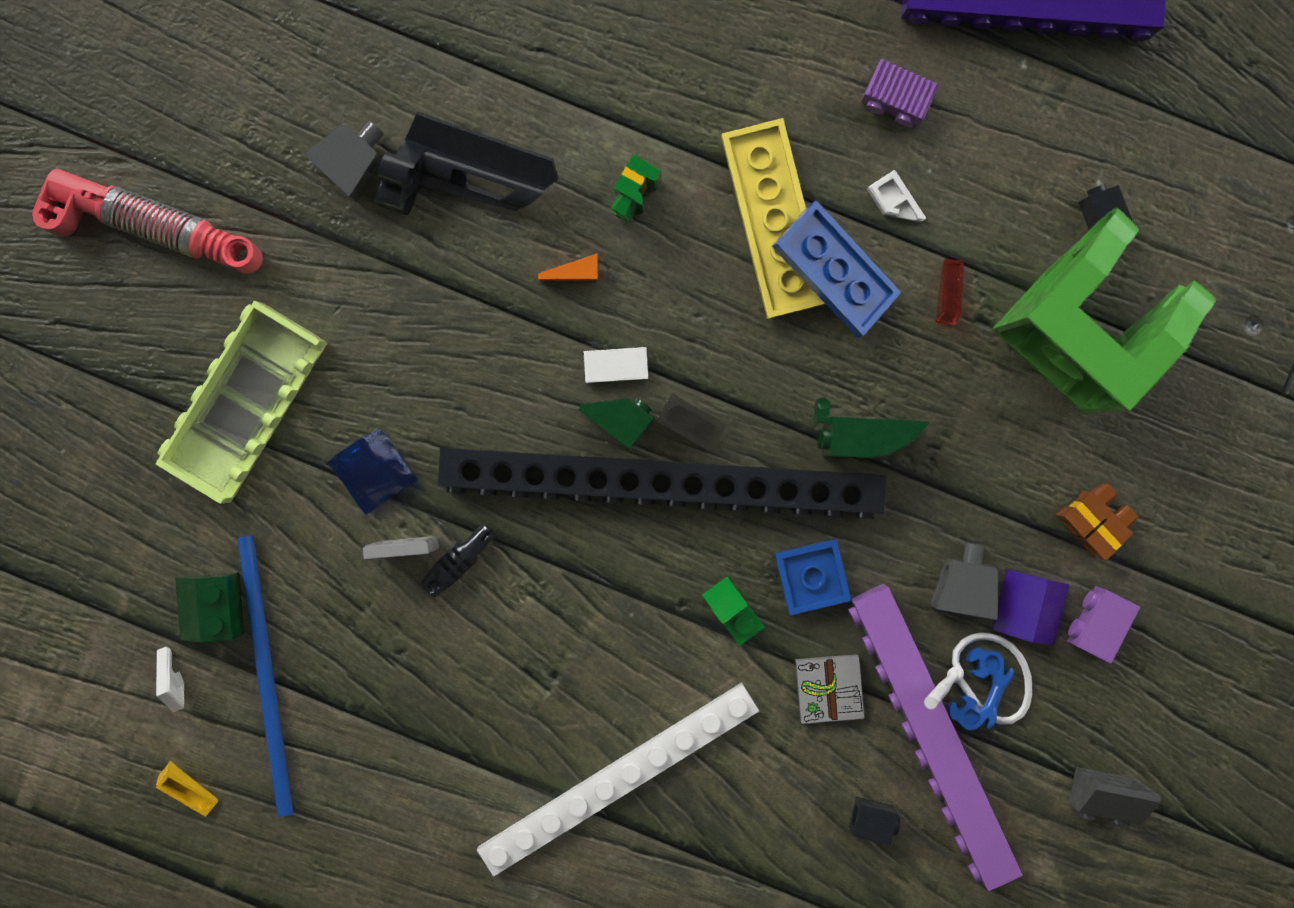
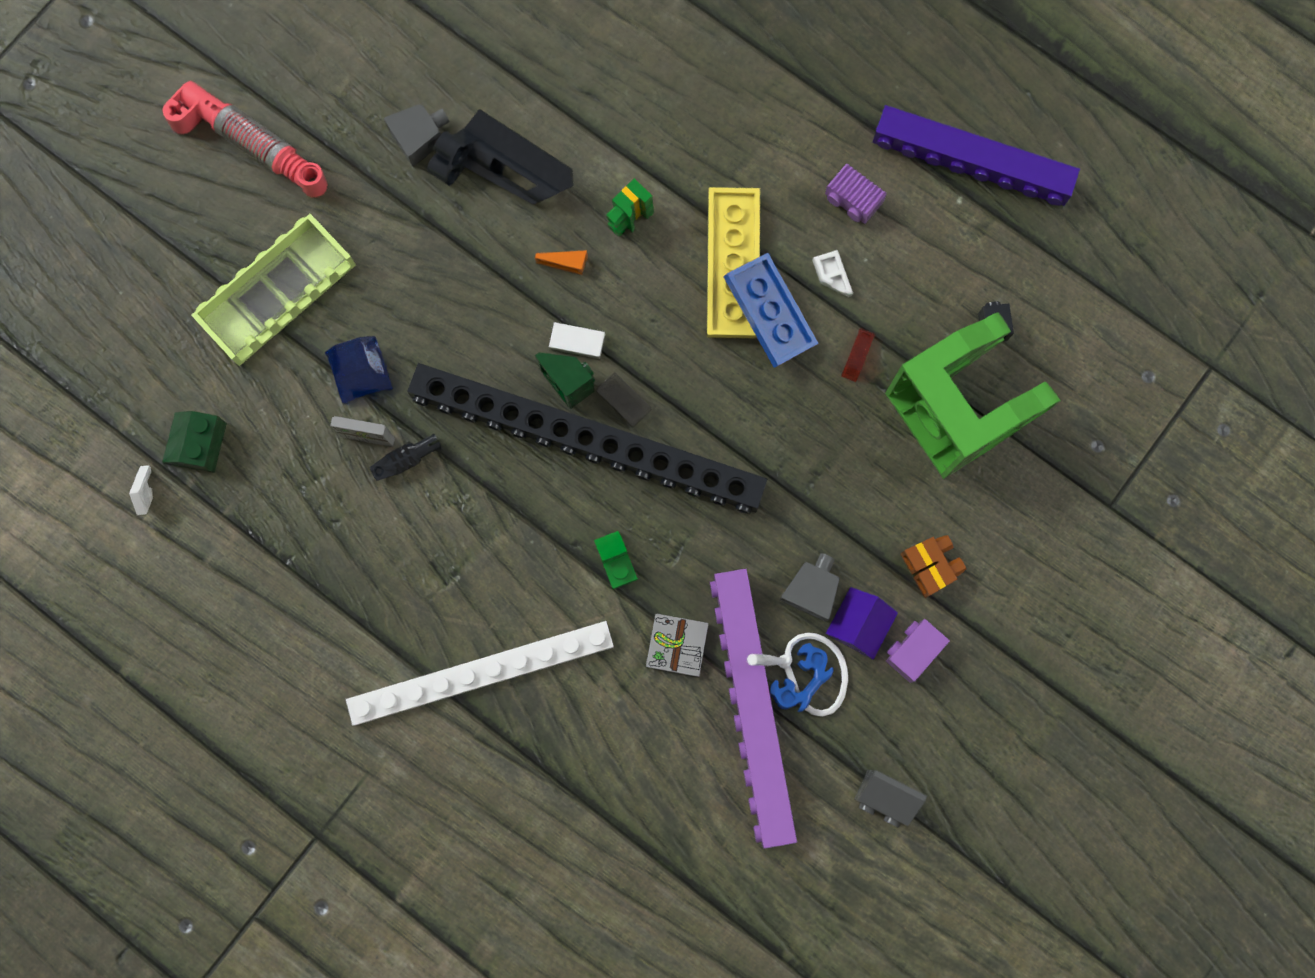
camera: 15 degrees right, 10 degrees down
(185, 789) = (124, 585): yellow piece -> none
(265, 675) = (219, 511): blue piece -> none
(812, 576) = (687, 548): blue plate -> none
(862, 435) = (758, 442): dark green piece -> none
(874, 820) = (685, 765): black brick -> none

